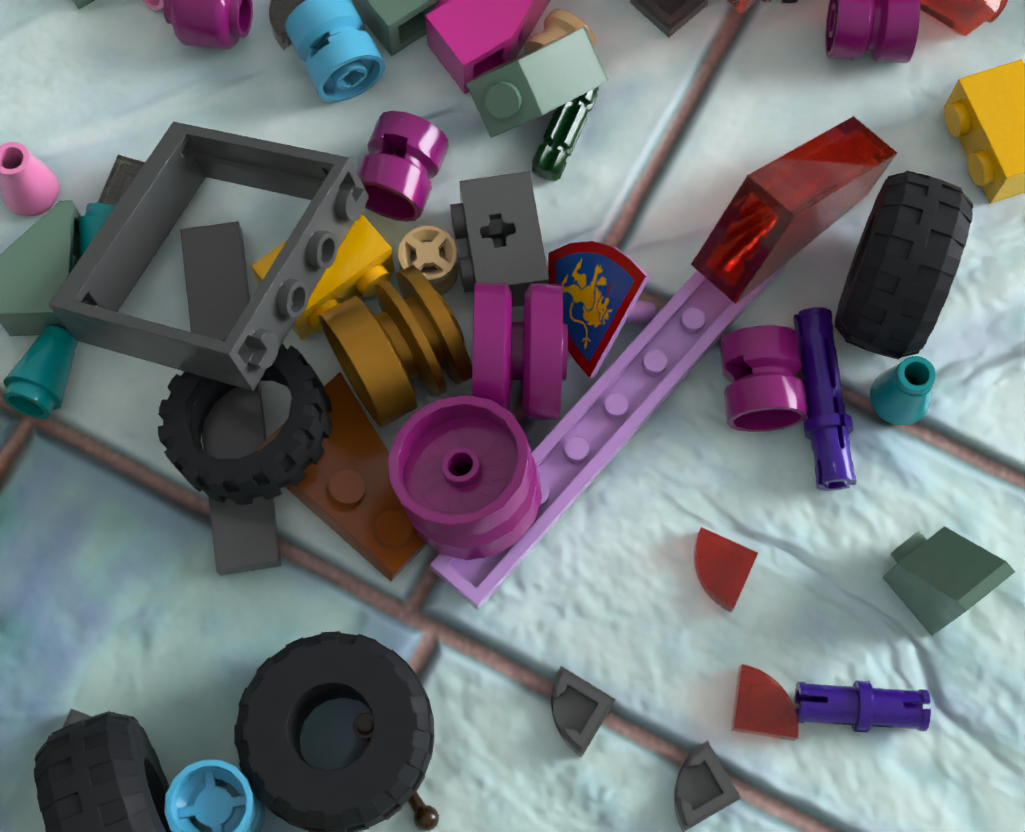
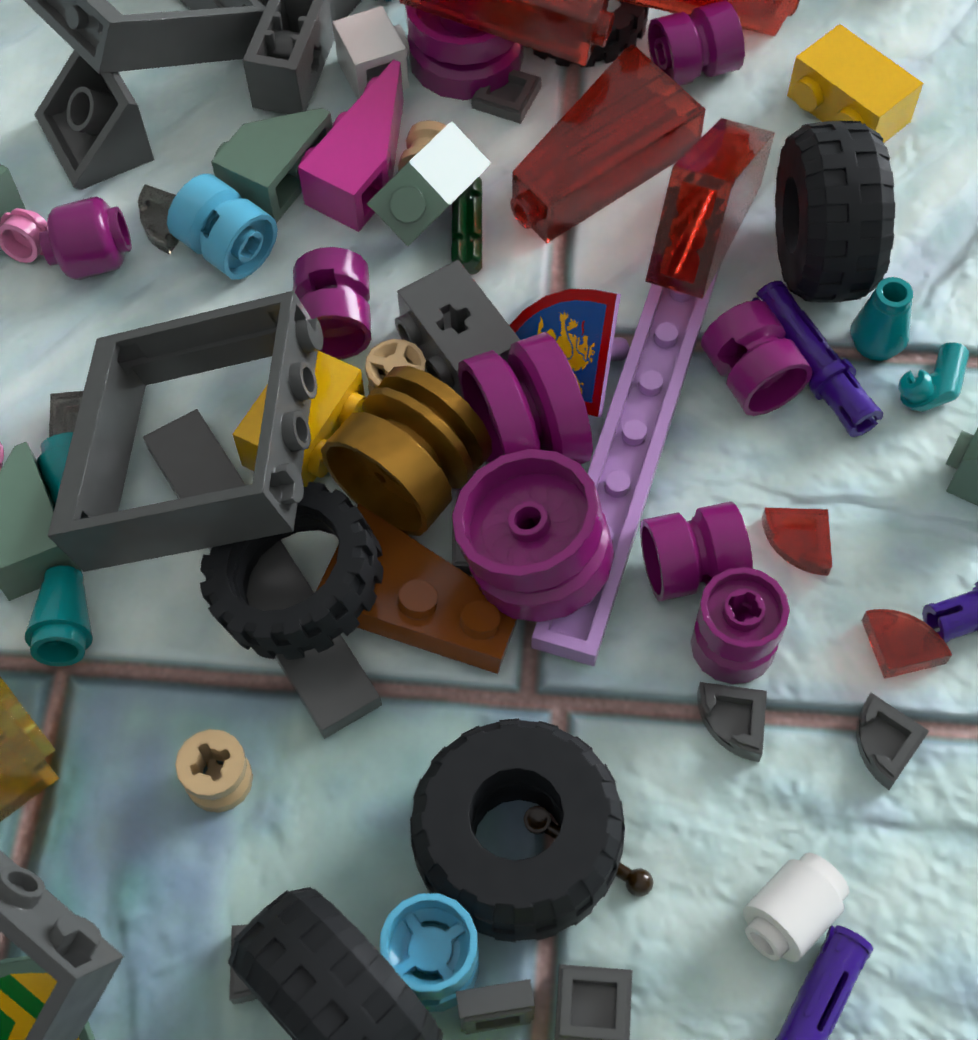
camera: 20 degrees left, 10 degrees down
(121, 578) = (223, 784): none -> tan wheel
(613, 545) = (686, 552): none -> magenta wheel
(615, 631) = (739, 625): none -> magenta wheel
(732, 99) = (605, 145): none -> clear red slope
(930, 474) = (939, 387): none -> teal arm

